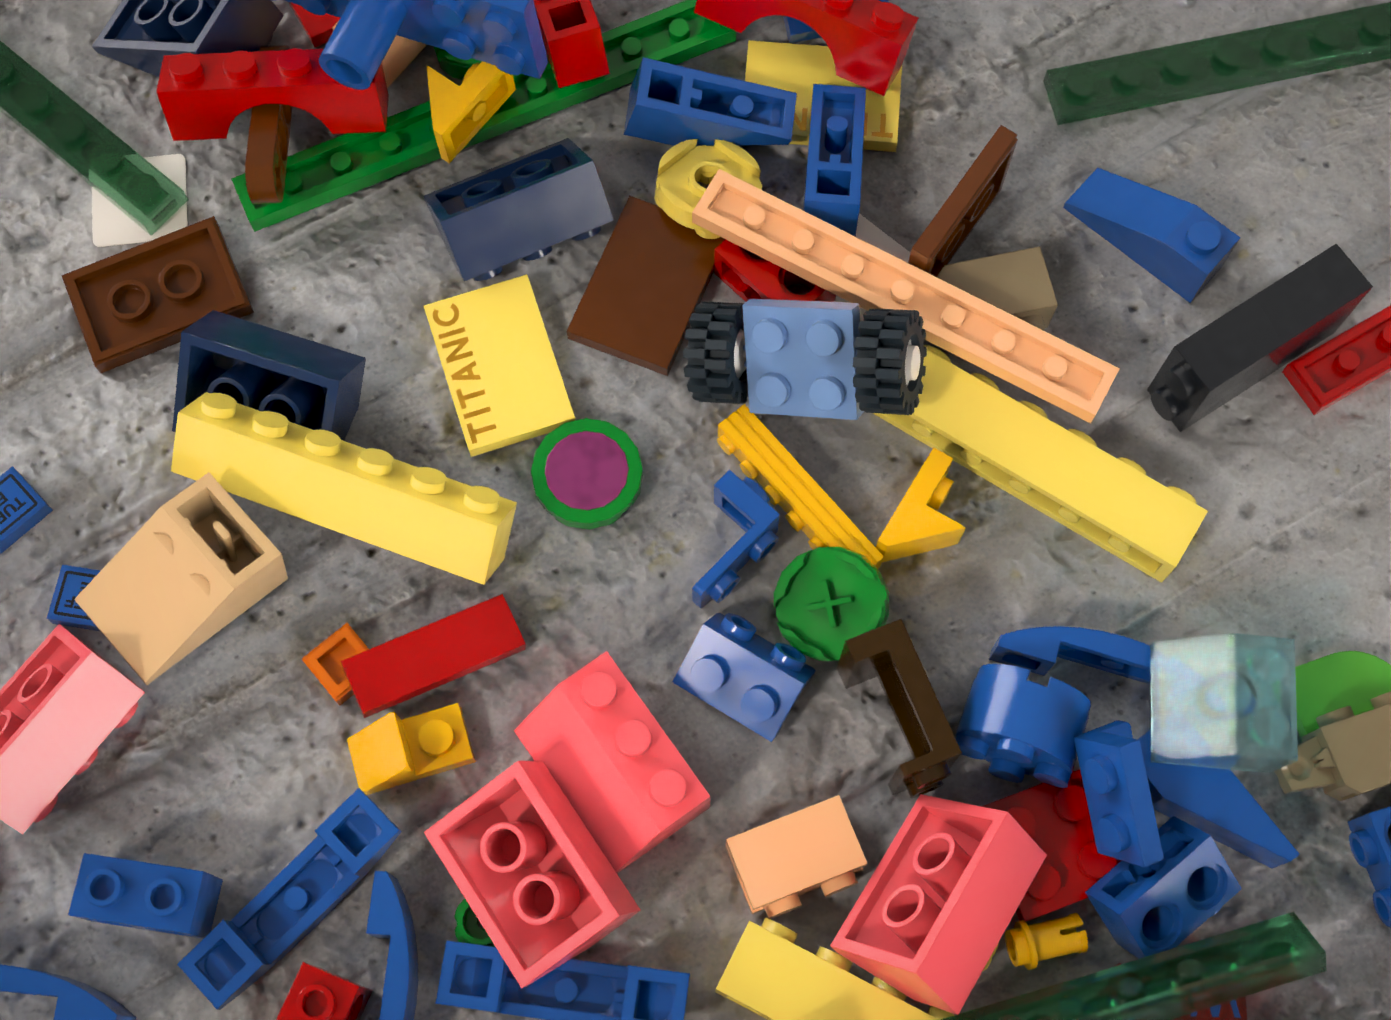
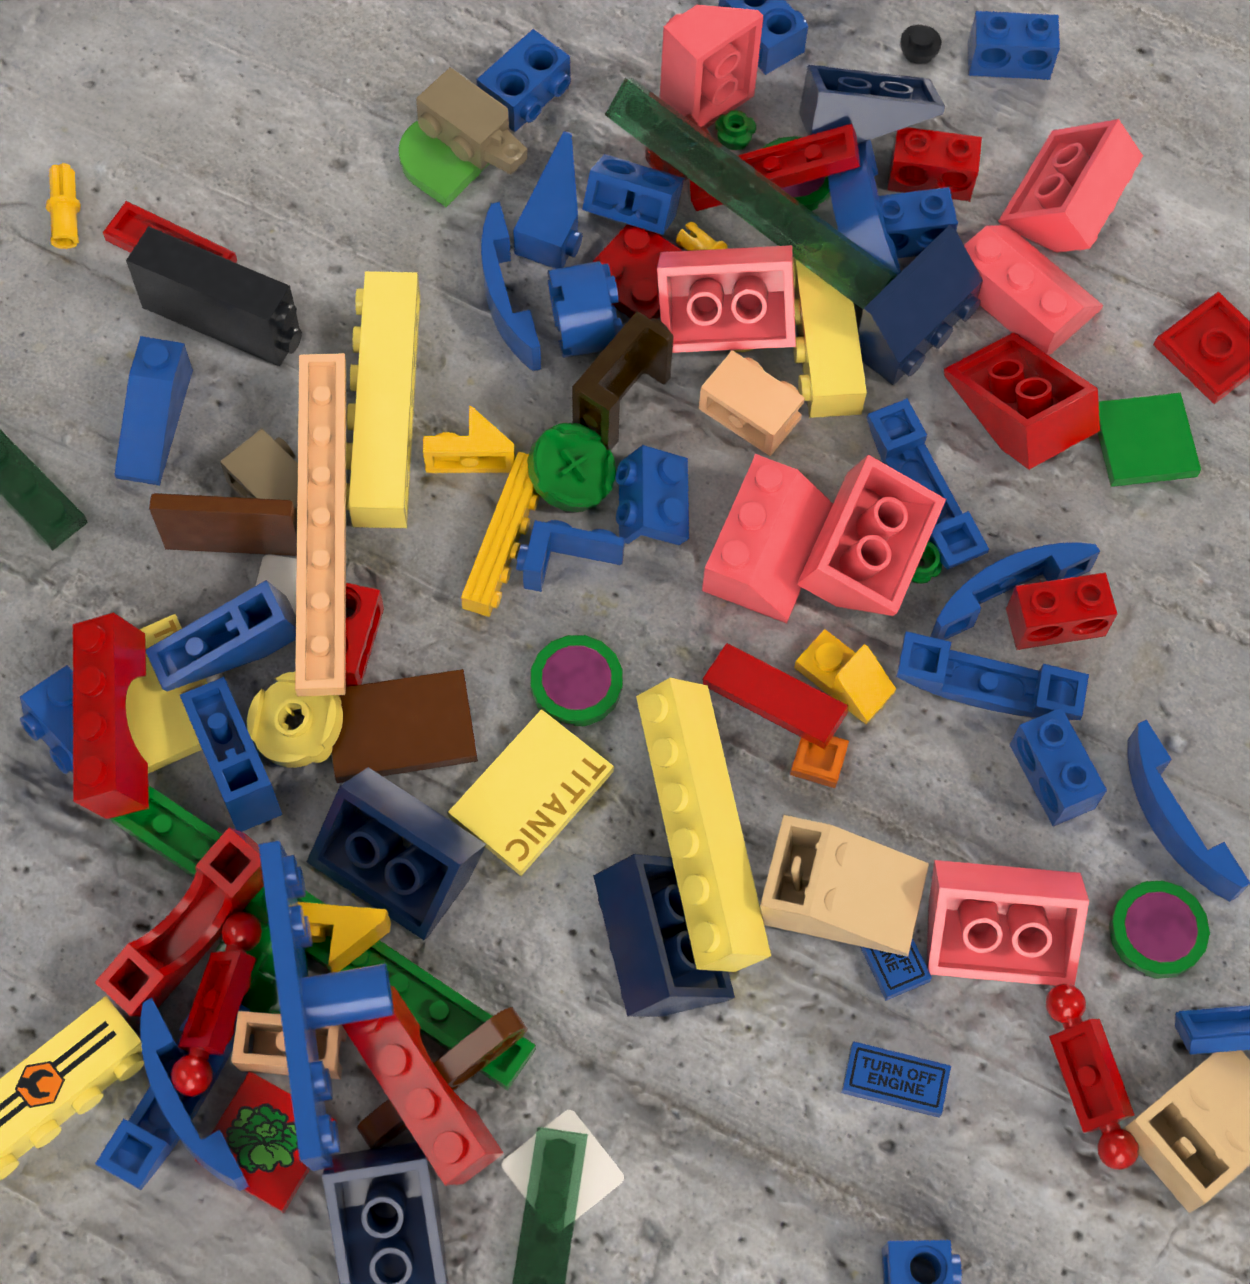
camera: 125 degrees left, 5 degrees down
(154, 292) = (635, 1089): reddish brown tile -> none
(806, 358) = (413, 552): plate -> none
(1118, 794) = (598, 226): blue bracket -> none
(1224, 702) = (500, 197): clear light blue slope -> none

